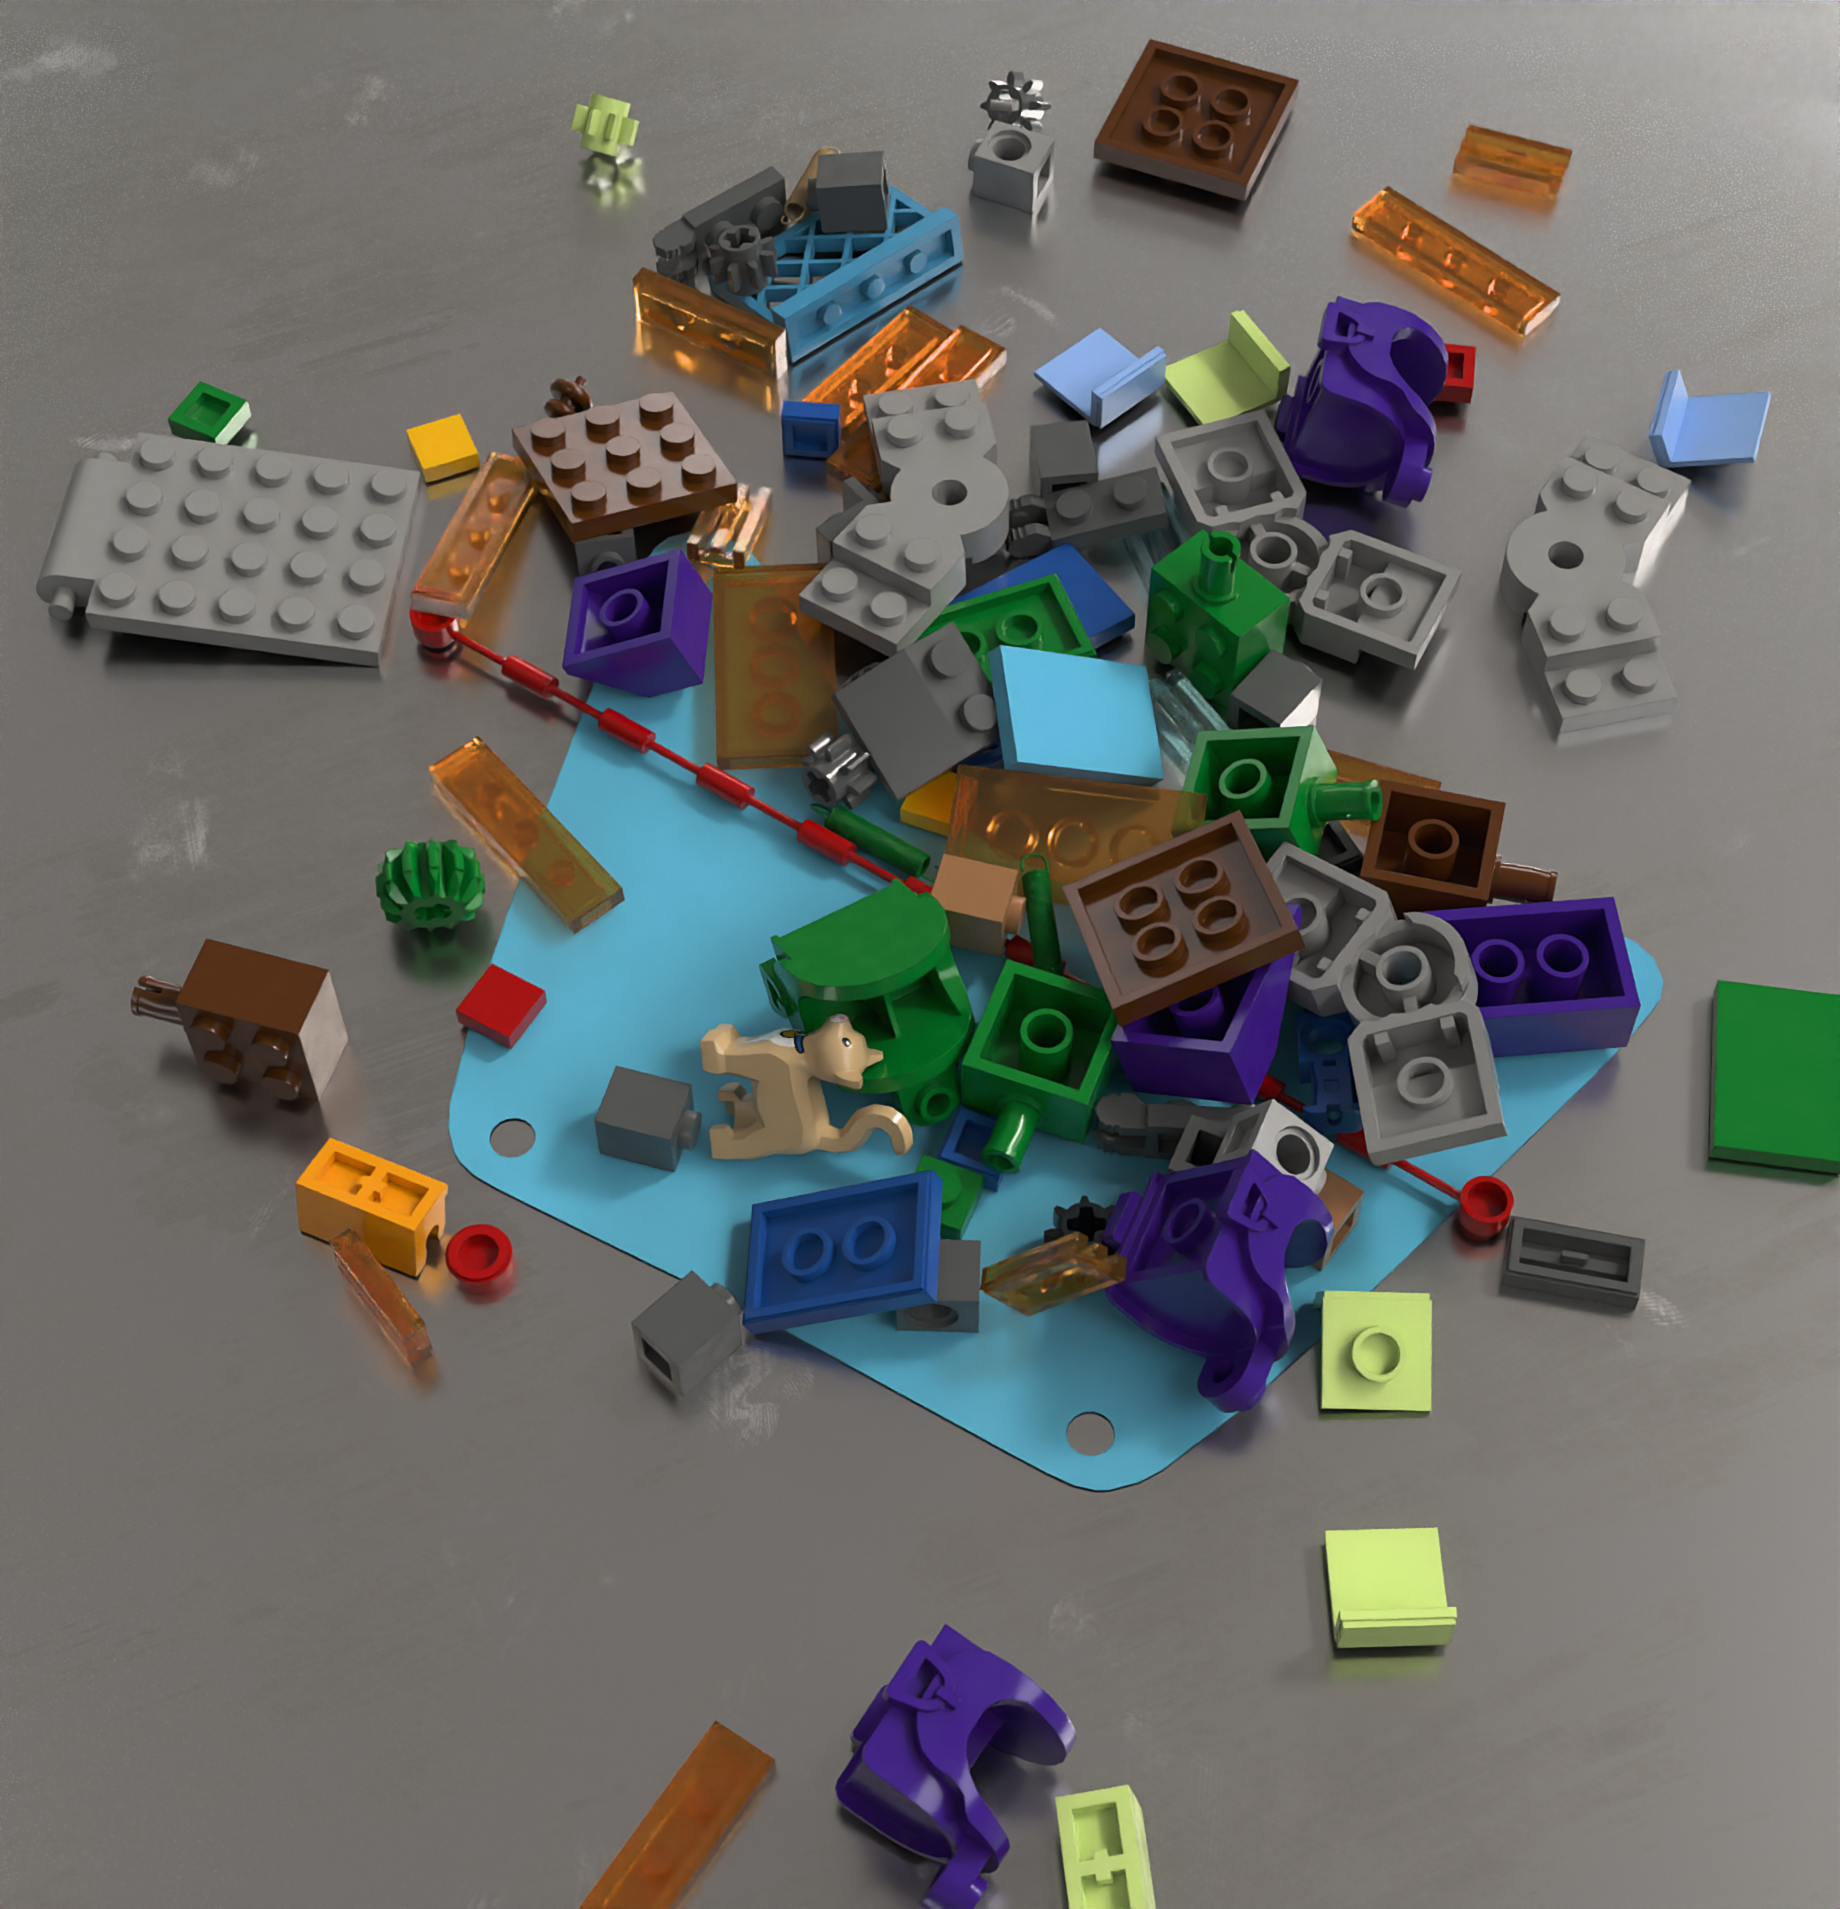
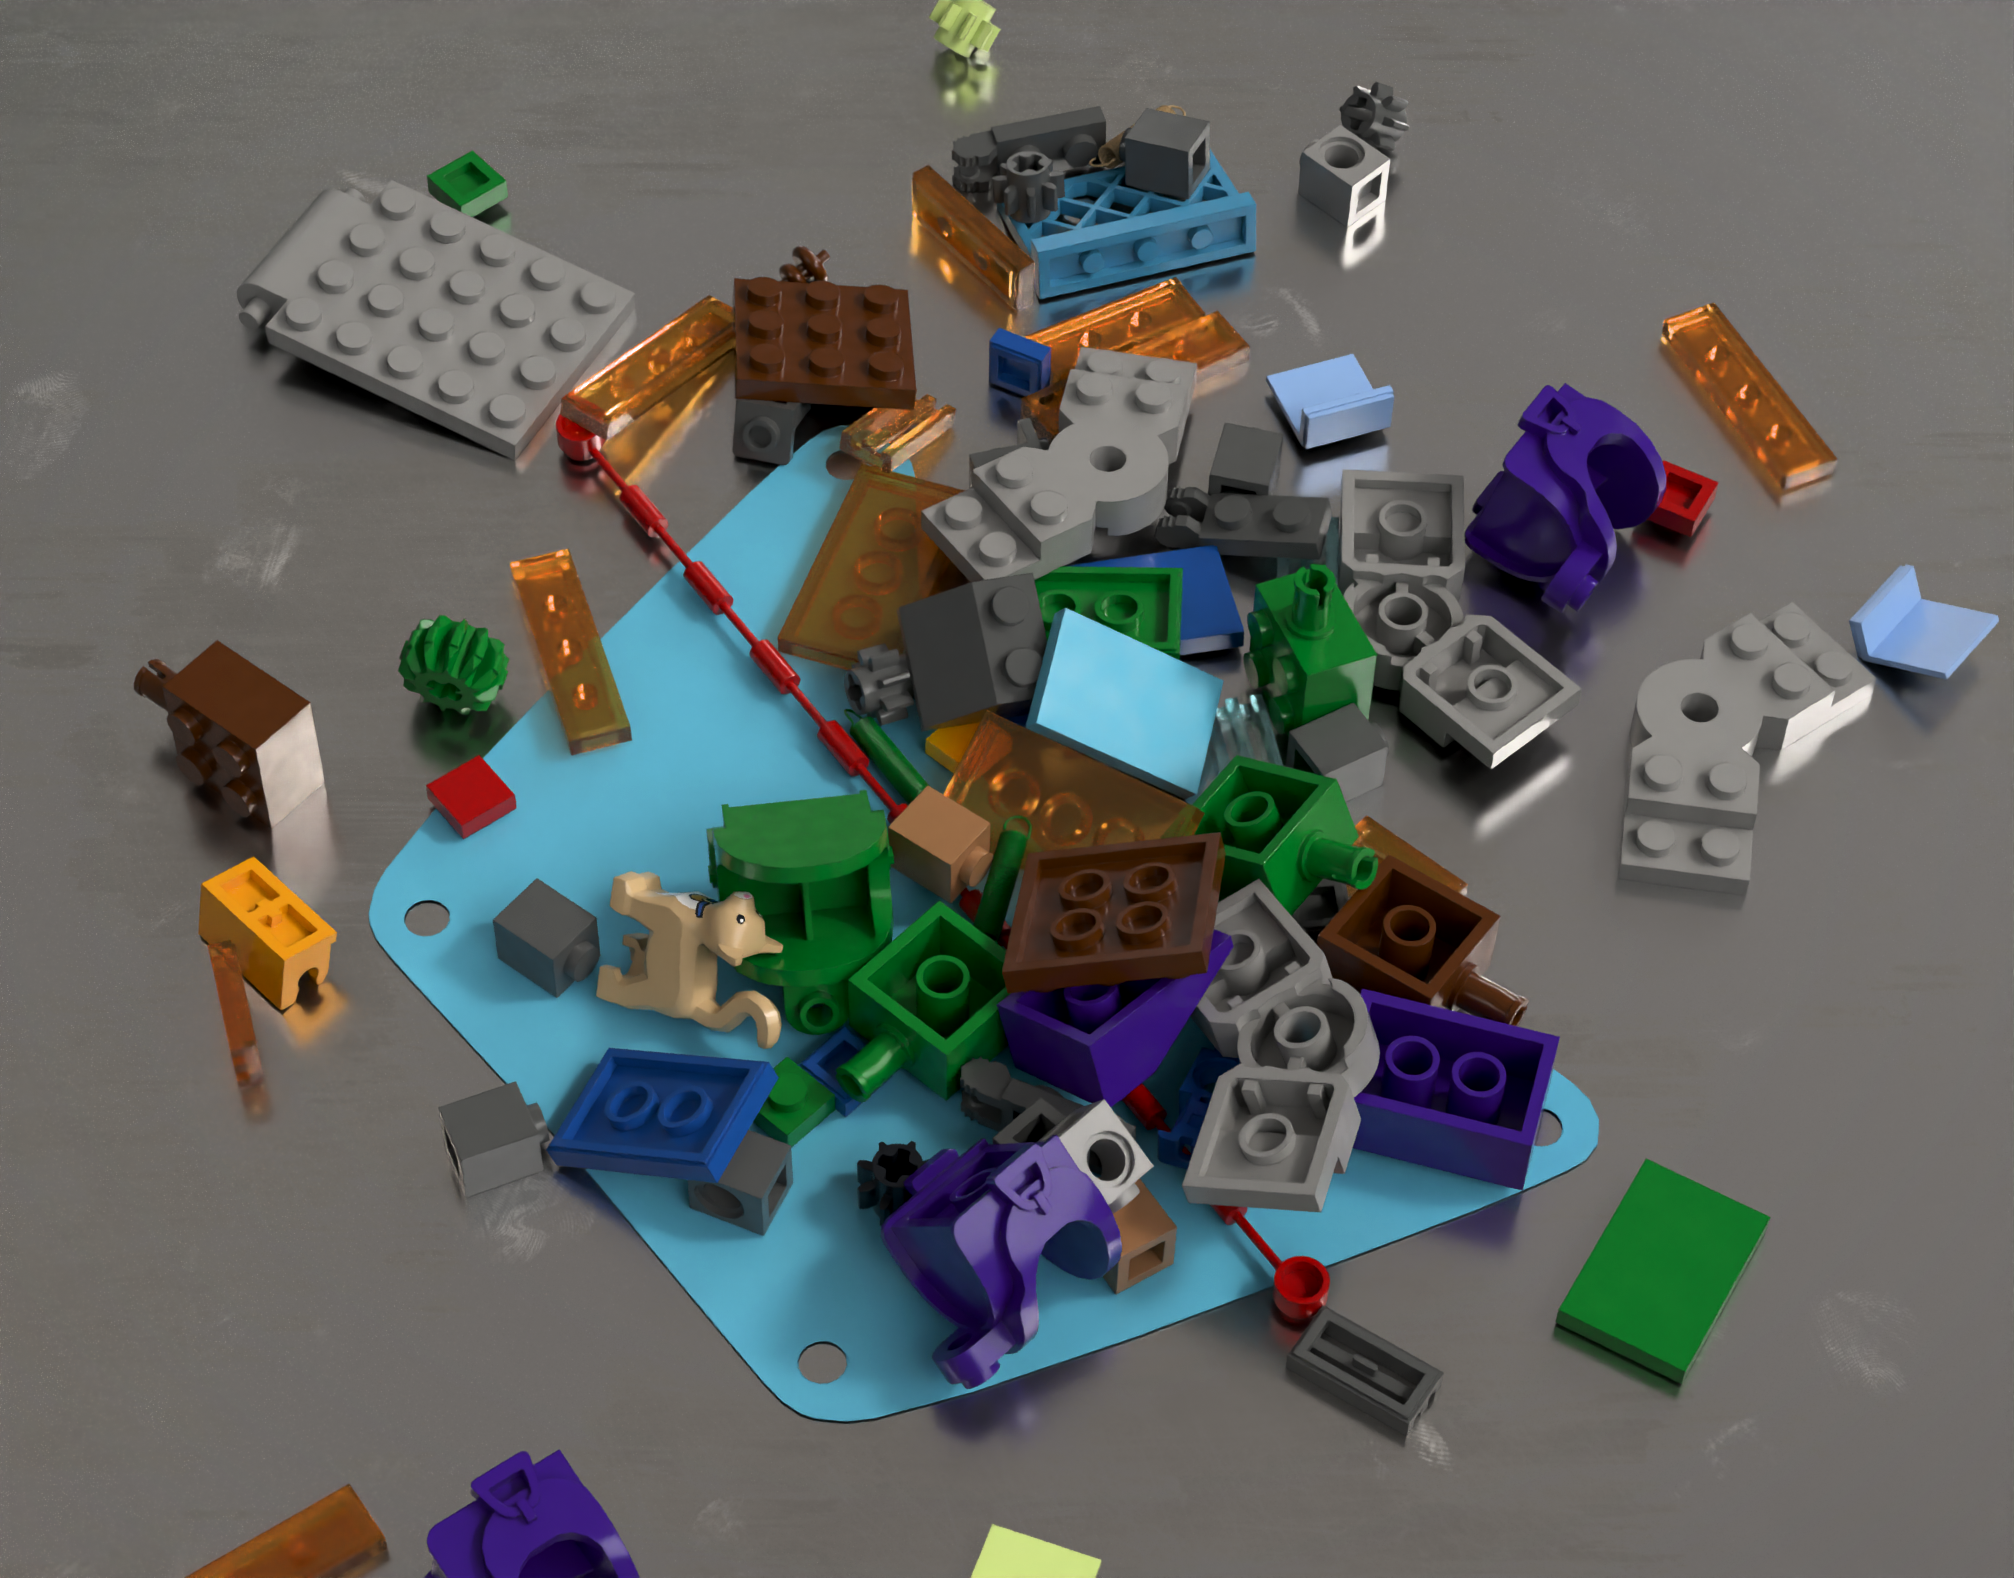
camera: 20 degrees right, 5 degrees down
(443, 448) = (668, 278): yellow tile -> none
(480, 1259) = (343, 1013): red tile -> none
(640, 626) = (763, 495): dark purple slope -> none
(1053, 1274) = (832, 1189): clear orange tile -> none
(1196, 119) = (1553, 183): reddish brown plate -> none
(1232, 375) = (1457, 437): yellowish green piece -> none
(1375, 1350) = (1124, 1380): yellowish green piece -> none
(1512, 161) = (1864, 311): clear orange tile -> none

